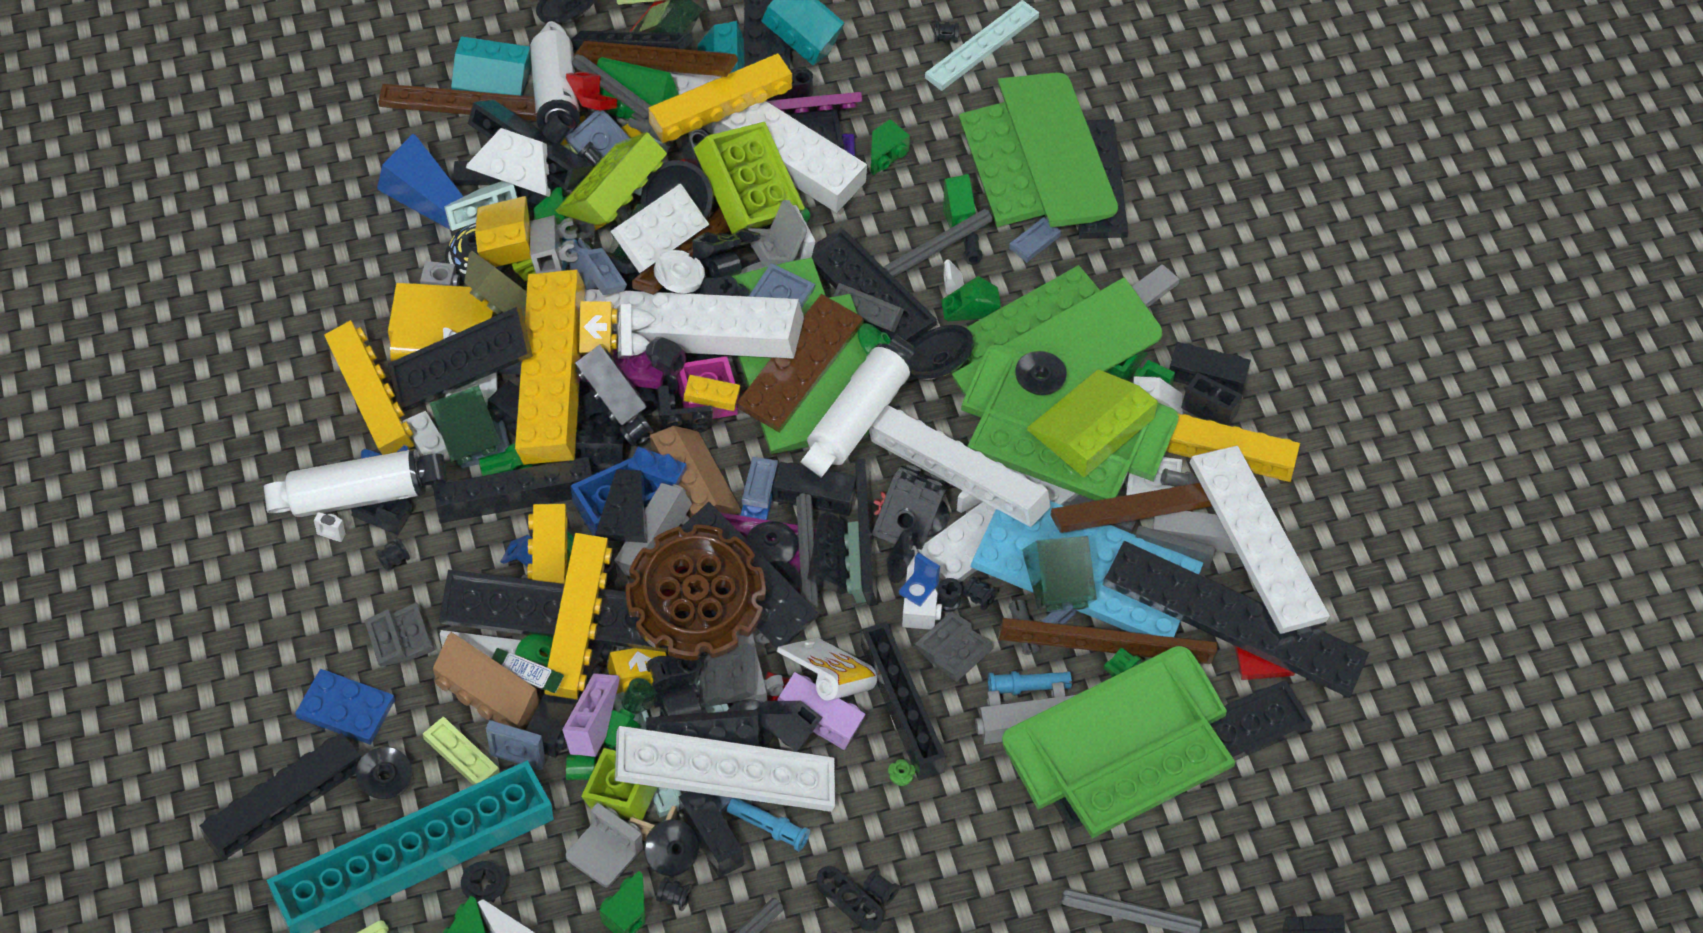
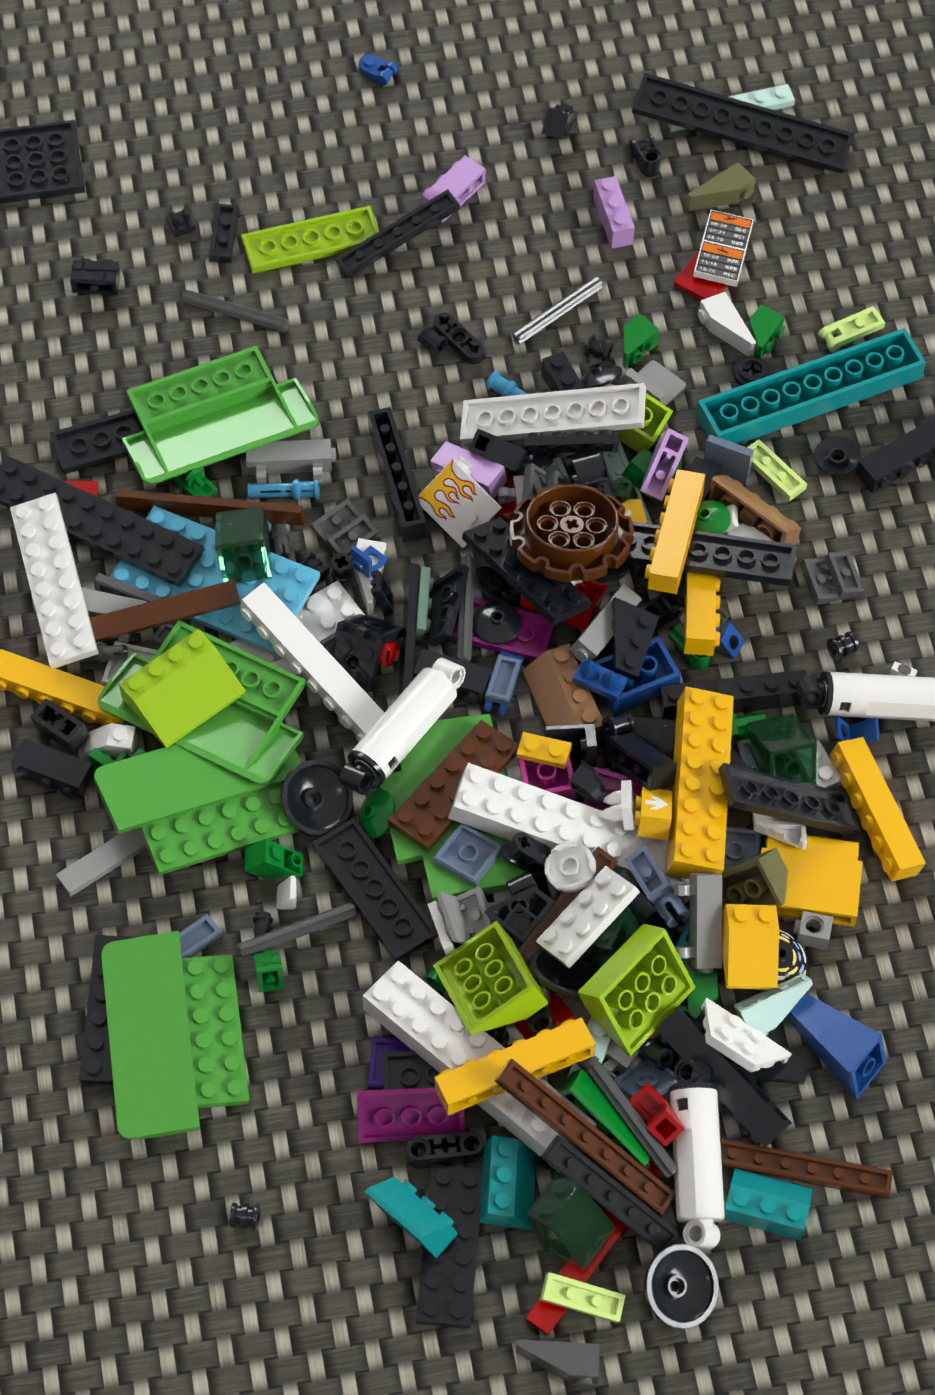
camera: 175 degrees left, 5 degrees up
(345, 706) = (874, 521): blue plate -> none
(529, 671) = (720, 495): sticker -> none
(873, 309) = (380, 854): dark grey tile -> none
(888, 145) = (334, 1060): green slope -> none
(898, 778) = (405, 433): bright green plate -> none
(981, 45) = (204, 1203): light aqua tile -> none
(1042, 365) = (221, 727): black dish -> none

